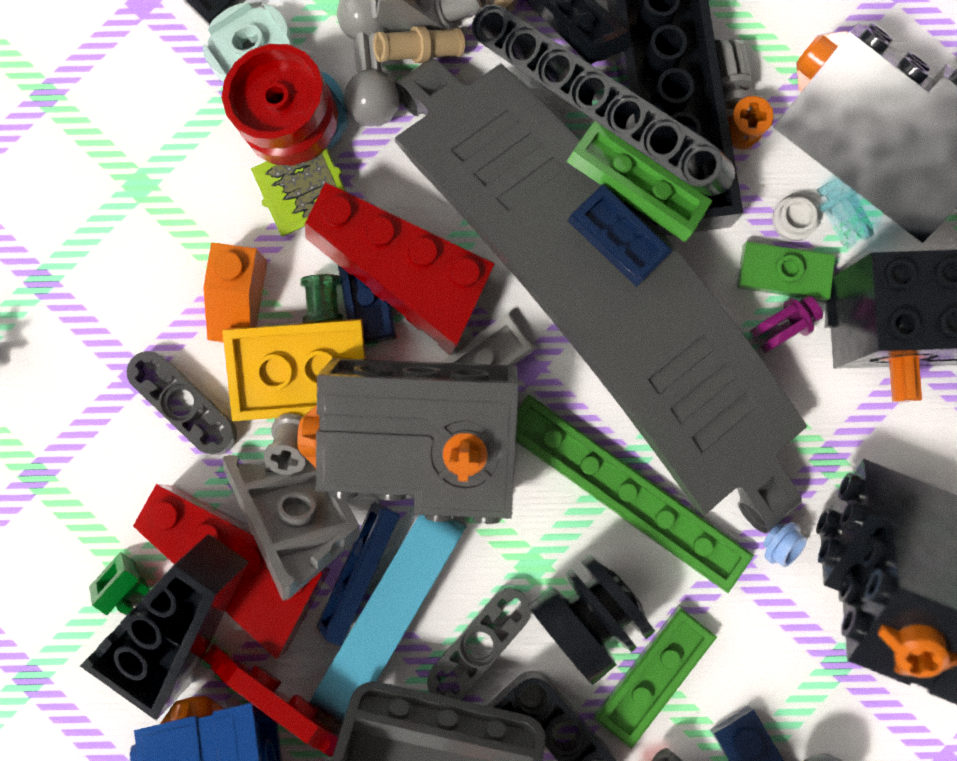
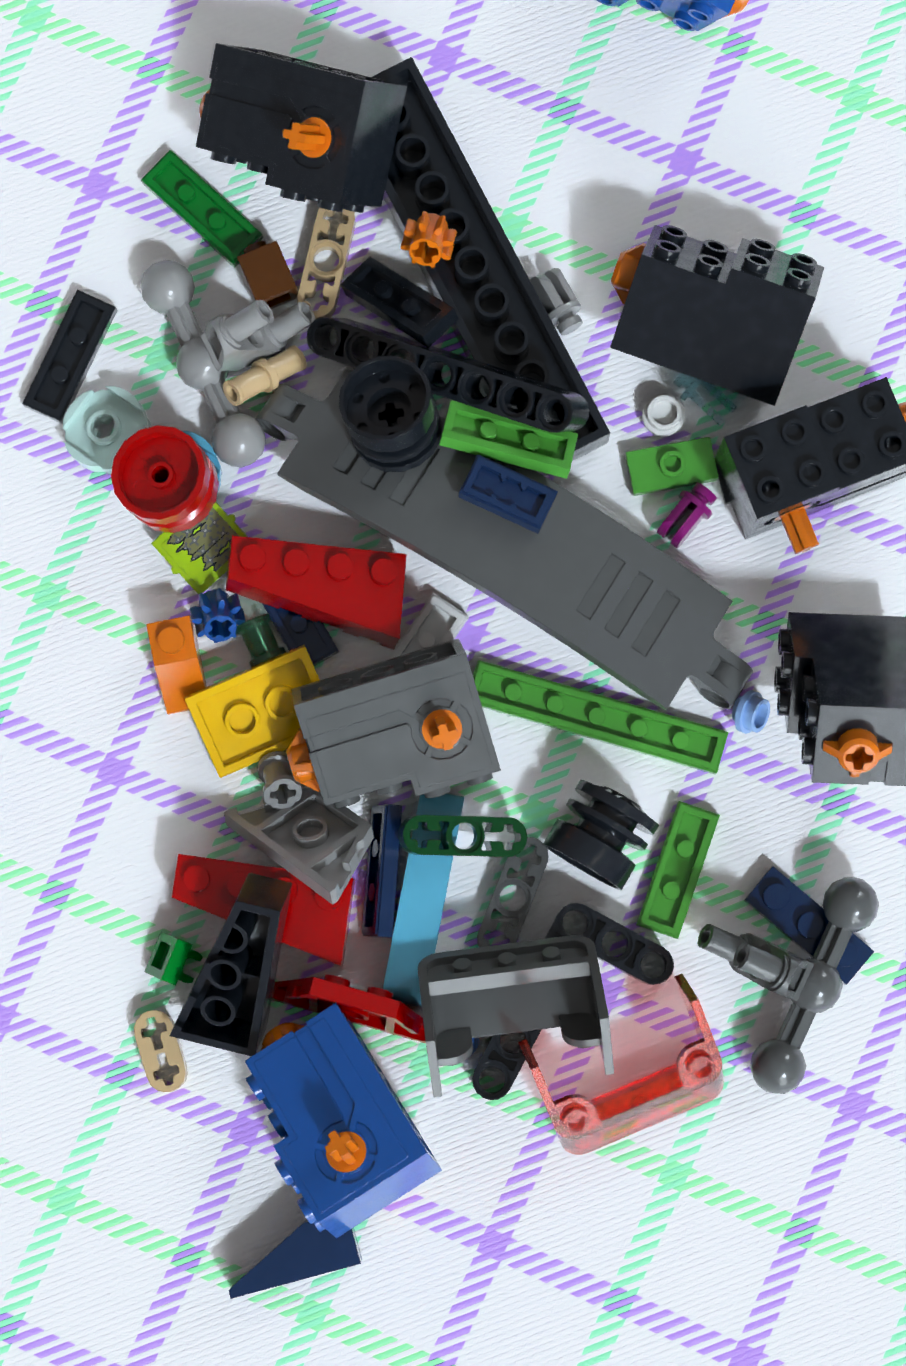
camera: 20 degrees left, 0 degrees up
(63, 673) = (150, 1054): none -> tan beam
(167, 372) = (141, 756): dark grey beam -> none
(288, 259) = (217, 615): none -> blue gear
(476, 593) = (493, 825): none -> dark green beam
(528, 109) = (386, 393): none -> black wheel
(759, 118) = (599, 333): orange bush -> none

